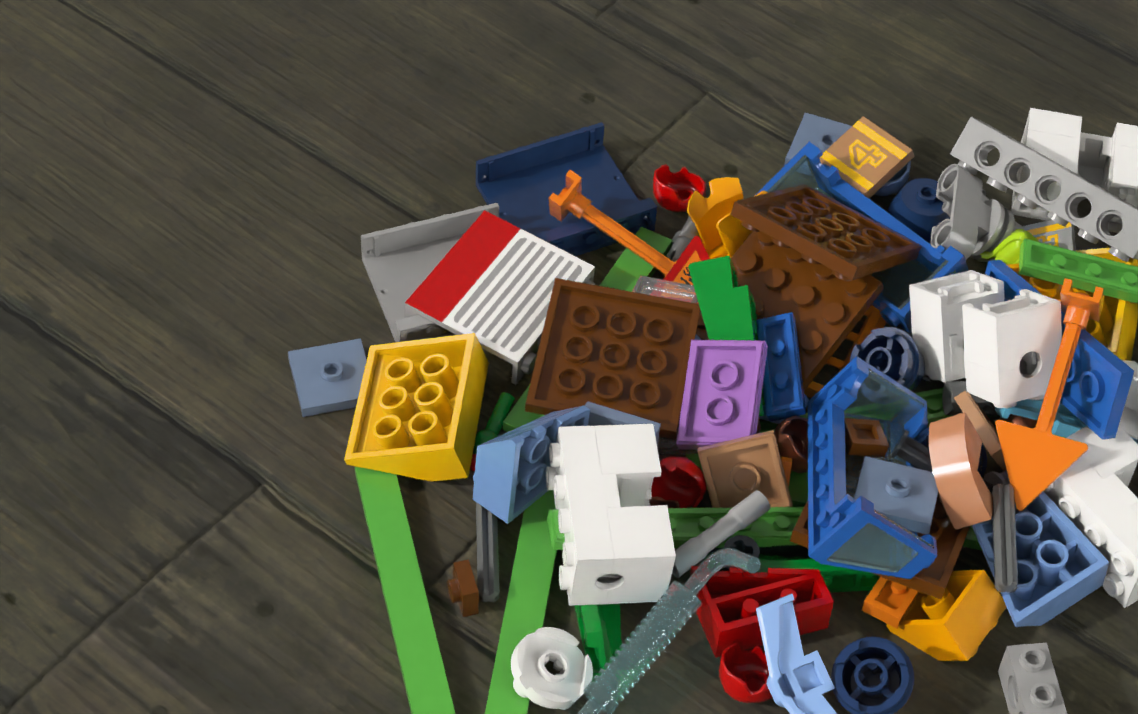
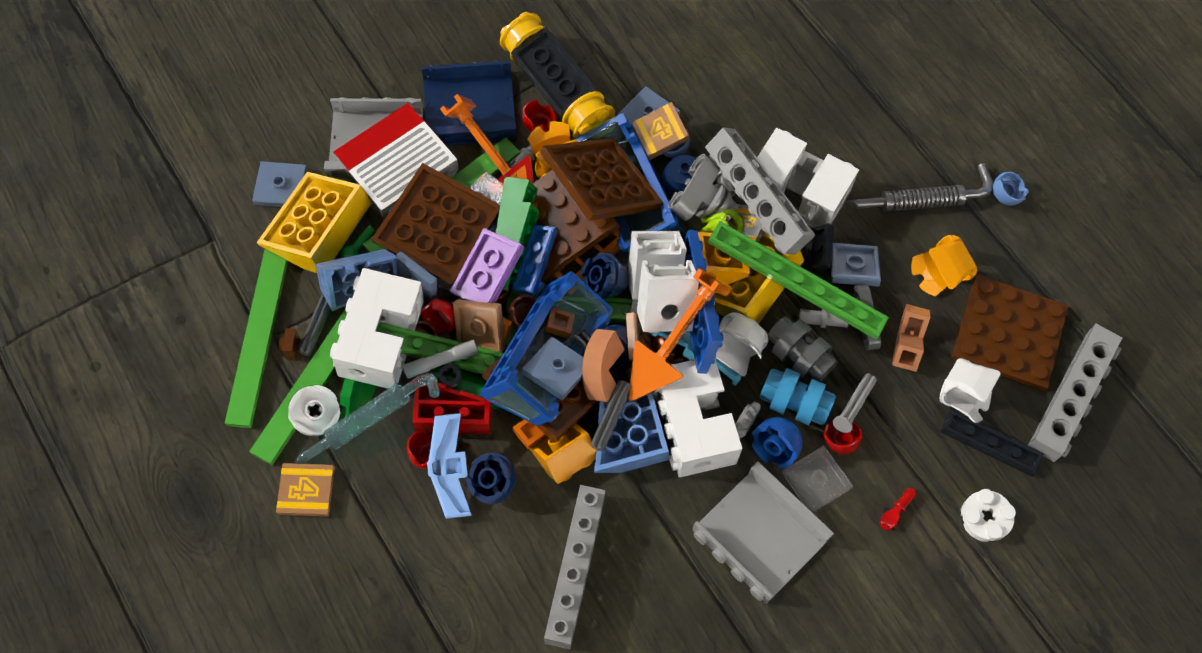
camera: 20 degrees right, 15 degrees up
(678, 122) = (555, 74): none -> brick

